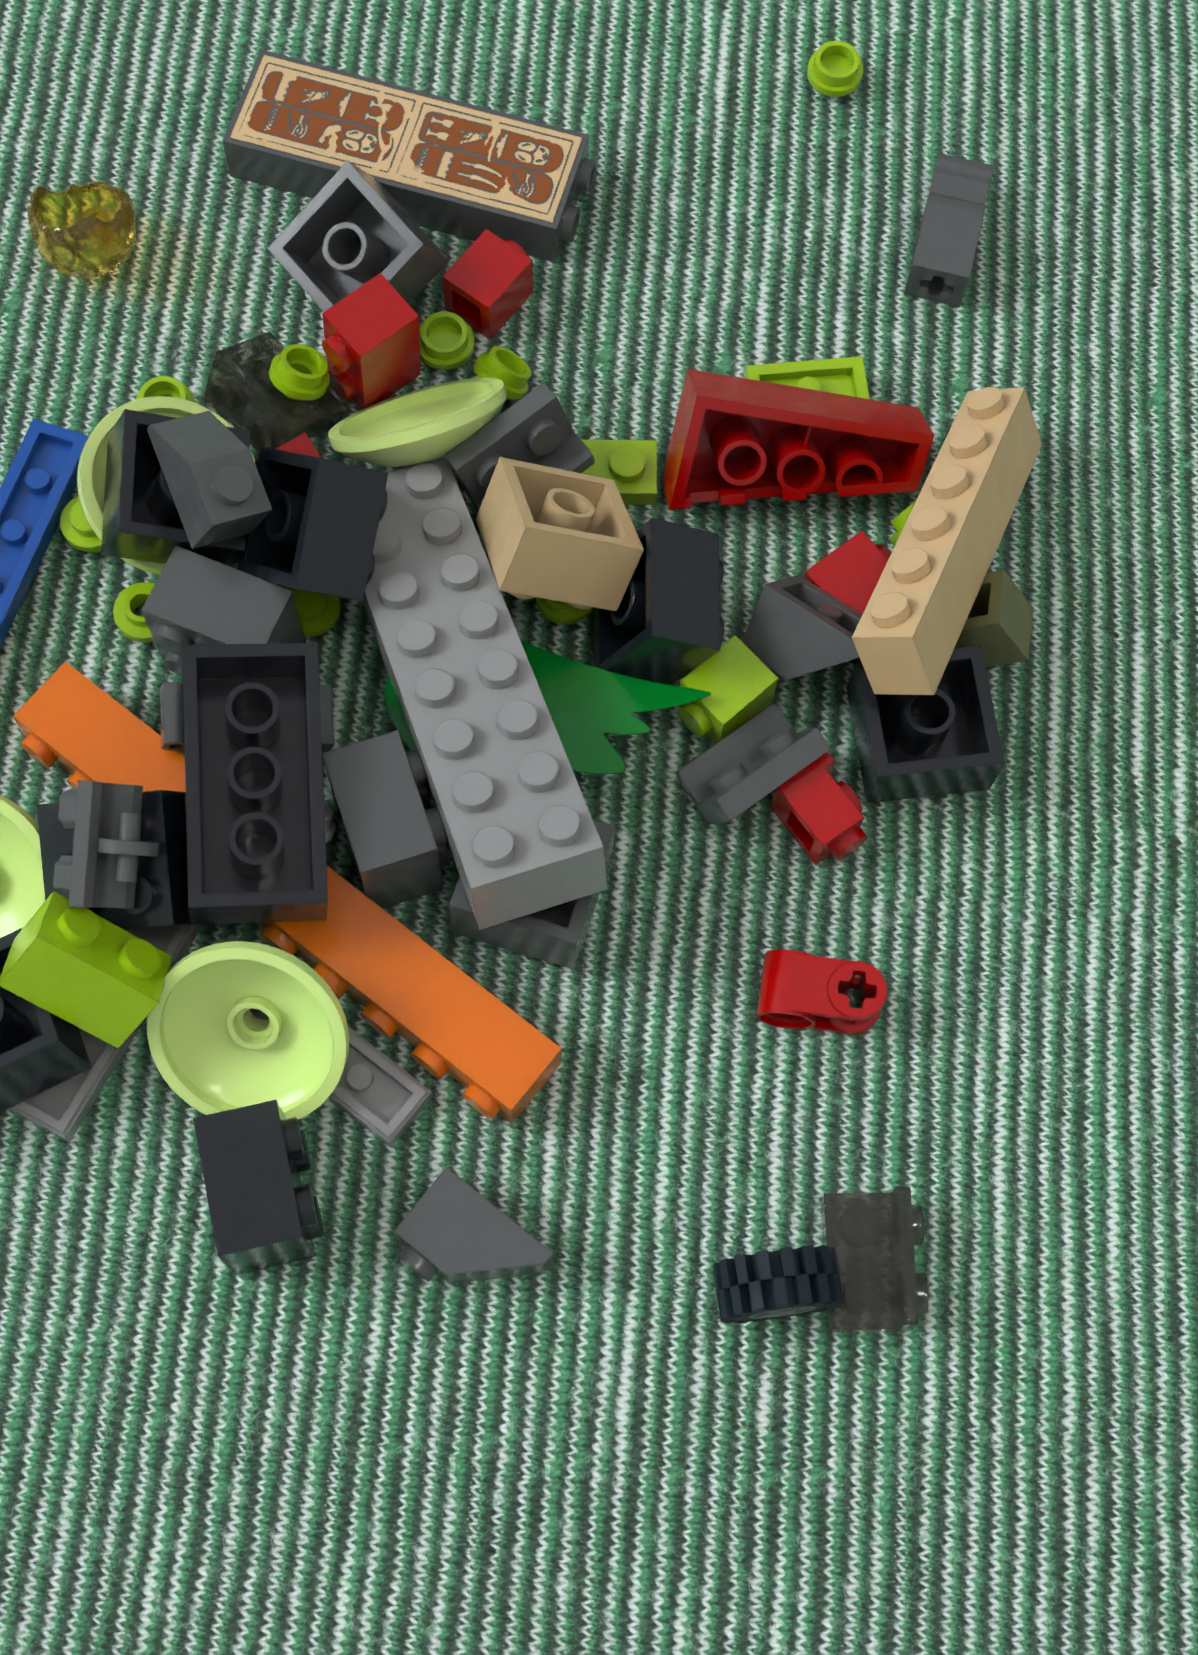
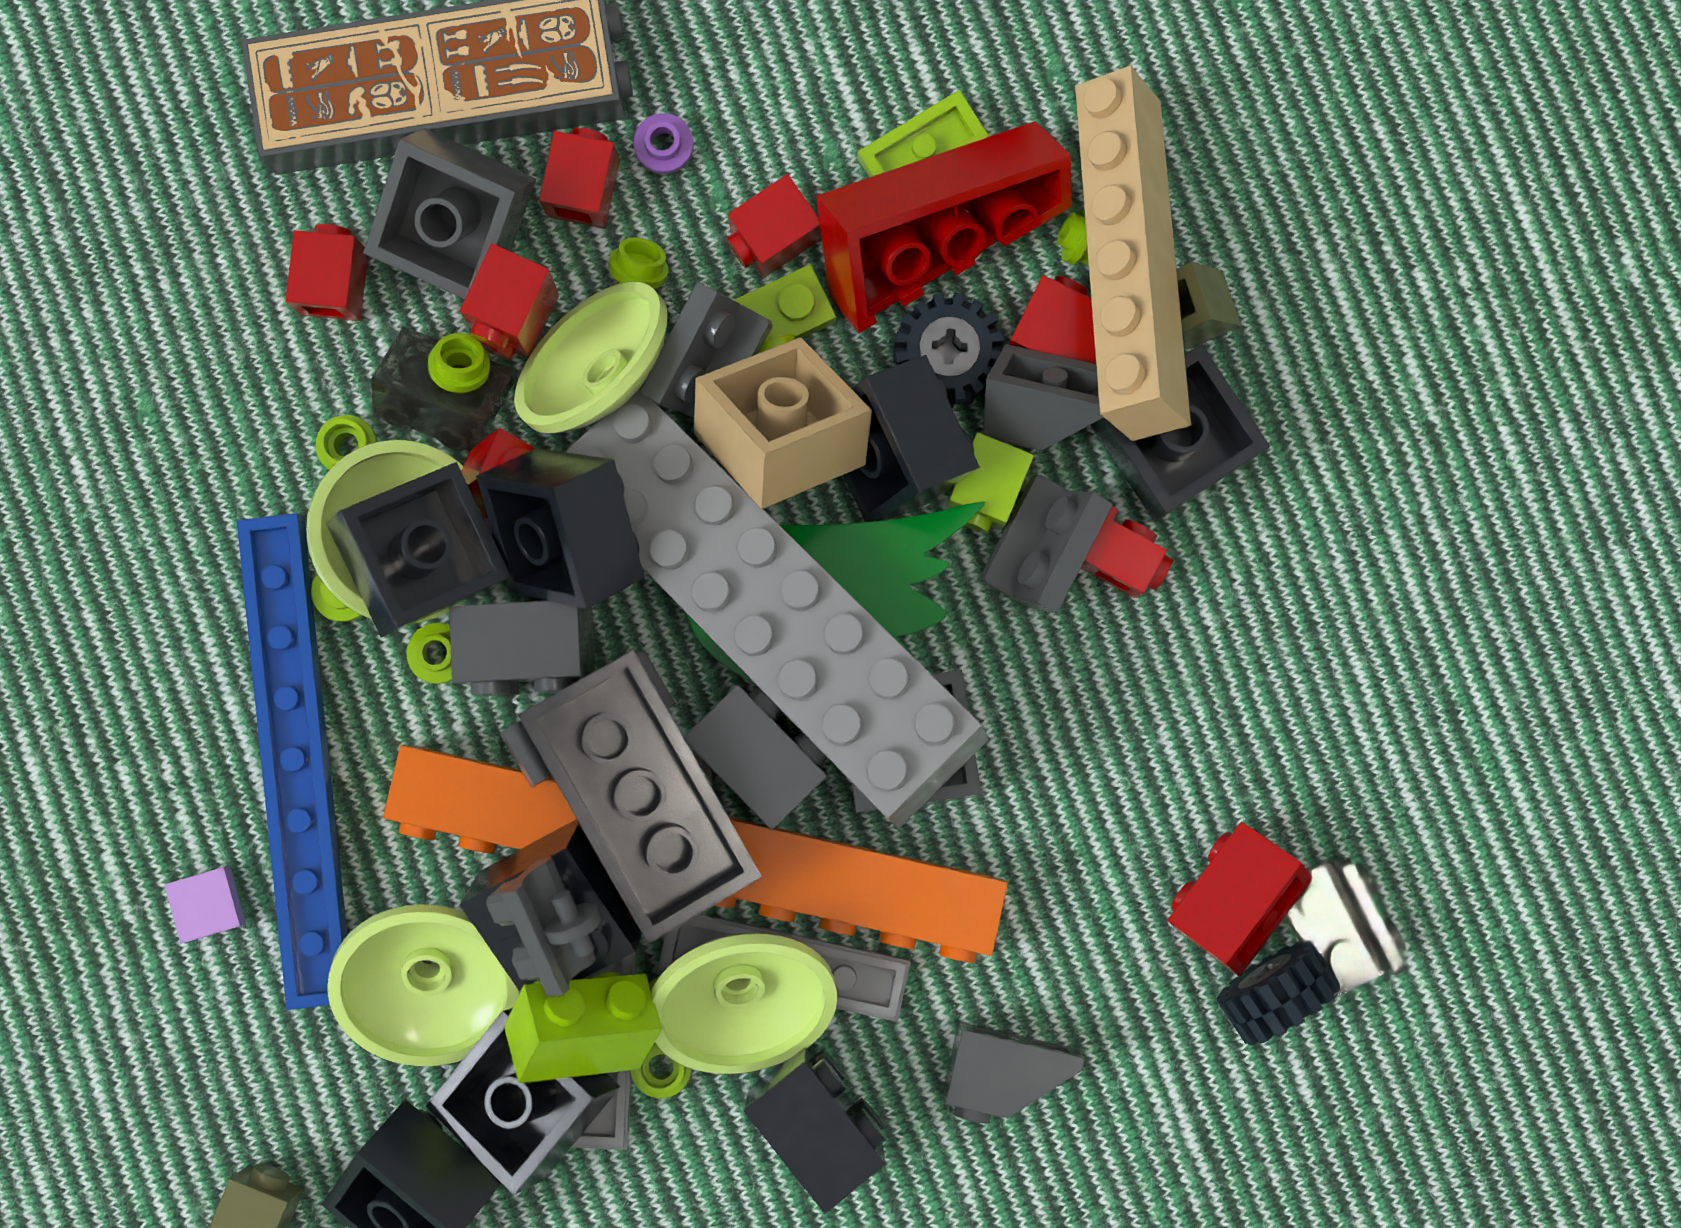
camera: 25 degrees left, 15 degrees up
(83, 228) = (174, 306): clear yellow hair -> none
(120, 1075) = (656, 1085): none -> lime plate
(209, 478) = (449, 534): dark grey slope -> none
(227, 263) = (327, 273): none -> red brick
(445, 341) = (568, 254): lime plate -> none
(572, 304) = (667, 160): none -> medium lavender plate
(637, 394) = (773, 227): none -> red brick
(769, 556) = (972, 330): none -> black wheel
(783, 1178) = (1239, 897): none -> red brick
(812, 991) = (1186, 722): red piece -> none

